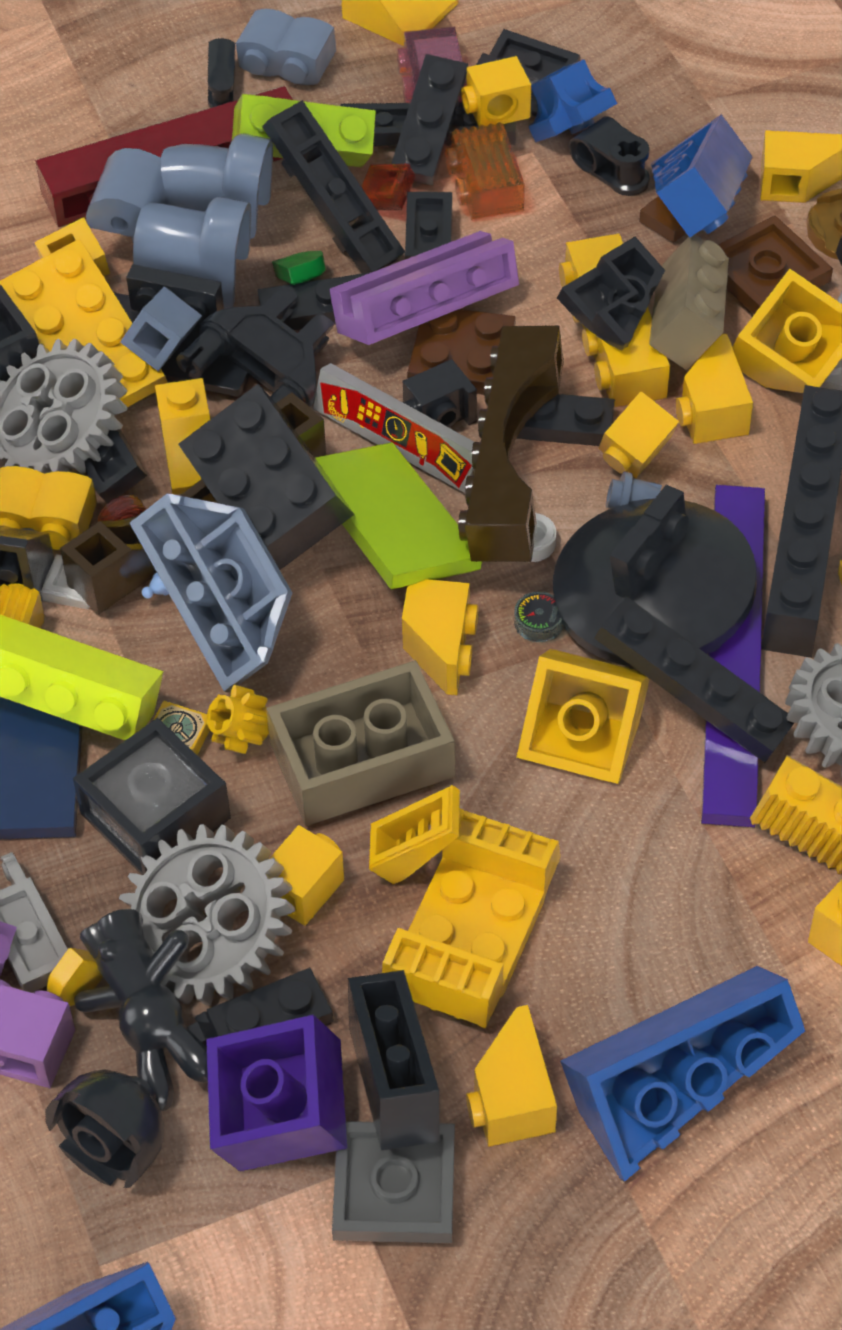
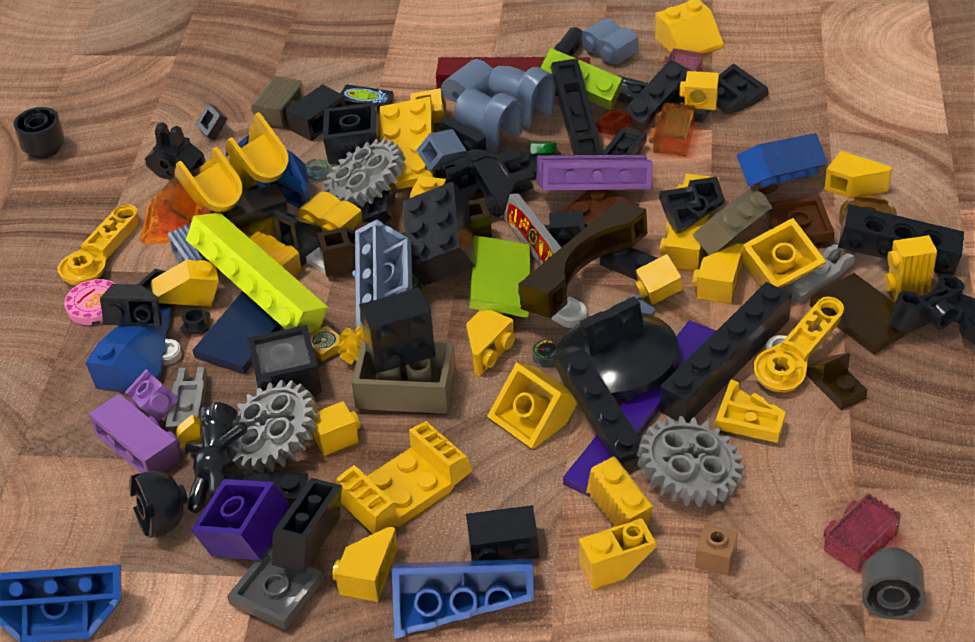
camera: 30 degrees right, 10 degrees down
(342, 677) = (397, 330): none -> black brick
(404, 838) = (395, 427): yellow slope -> none
(568, 101) = (741, 107): blue brick -> none
(612, 156) = (747, 135): black piece -> none
(682, 947) = (503, 534): none -> black brick

